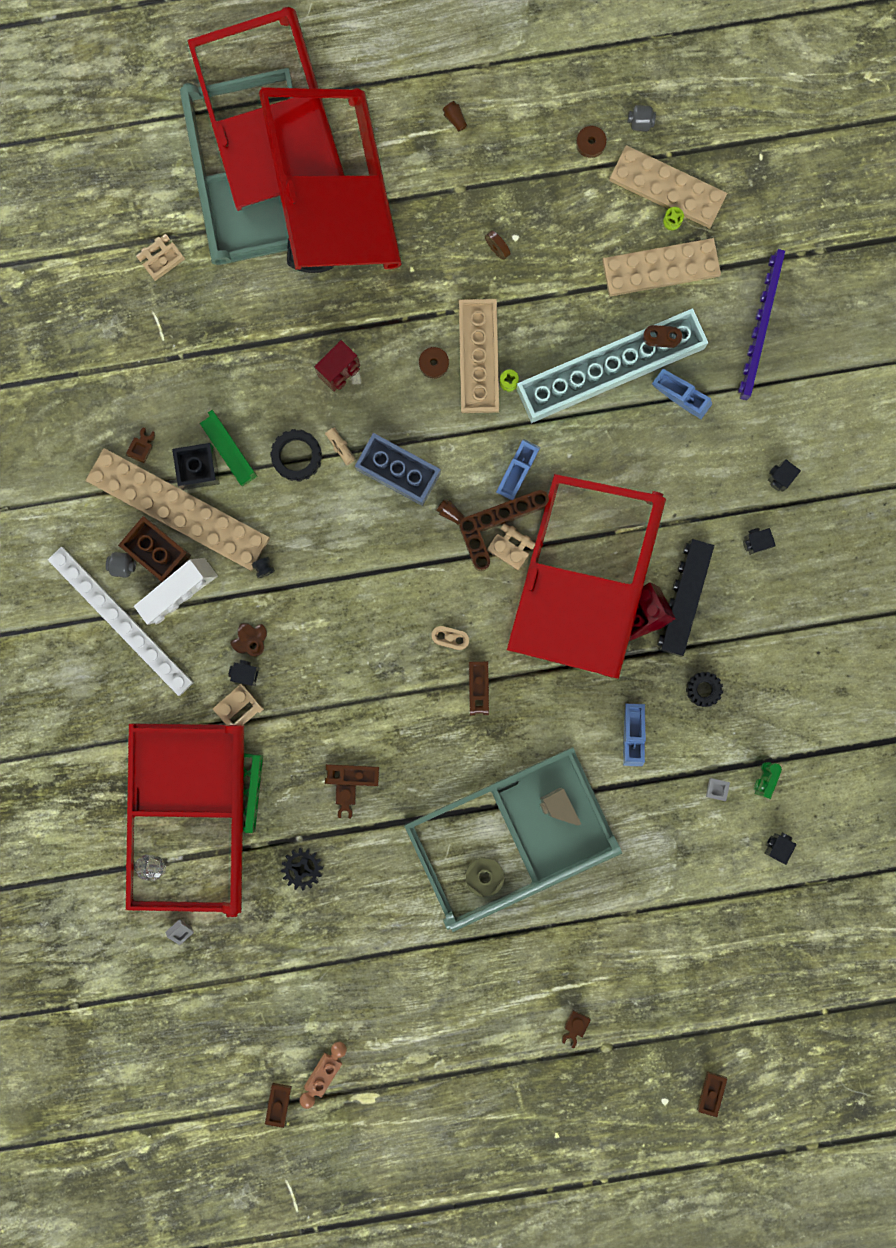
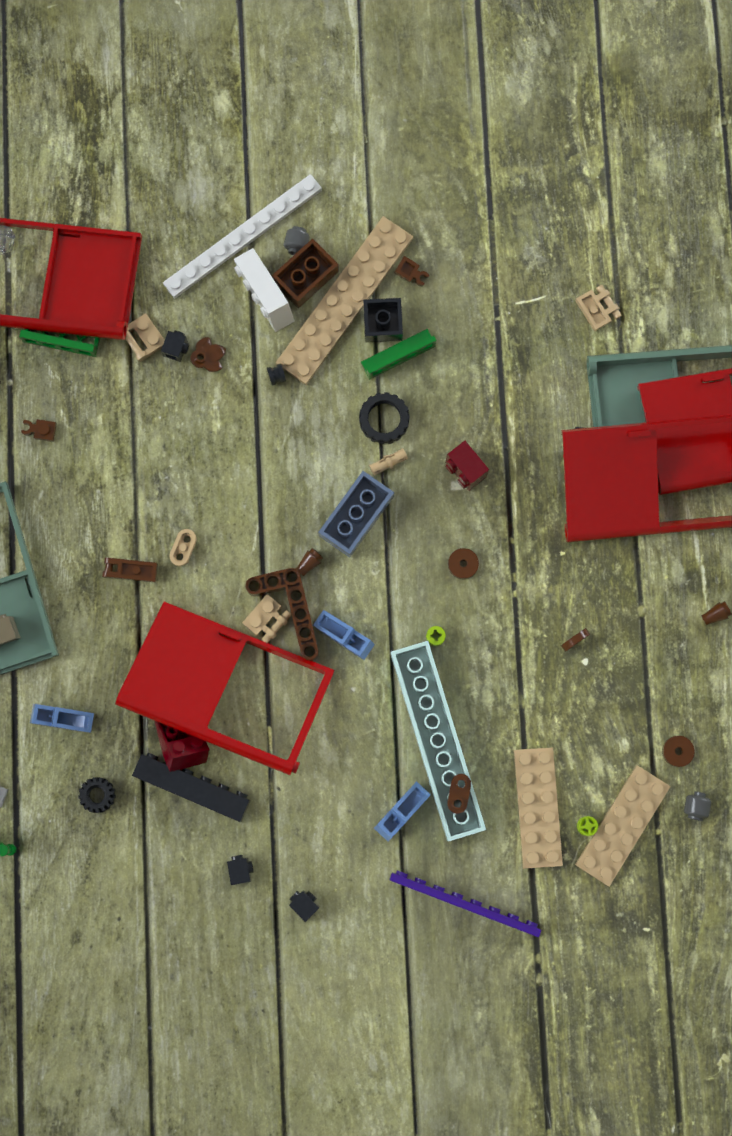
camera: 90 degrees right, 5 degrees down
(352, 775) = (62, 438): reddish brown plate -> none
(479, 356) = (464, 608): tan plate -> none

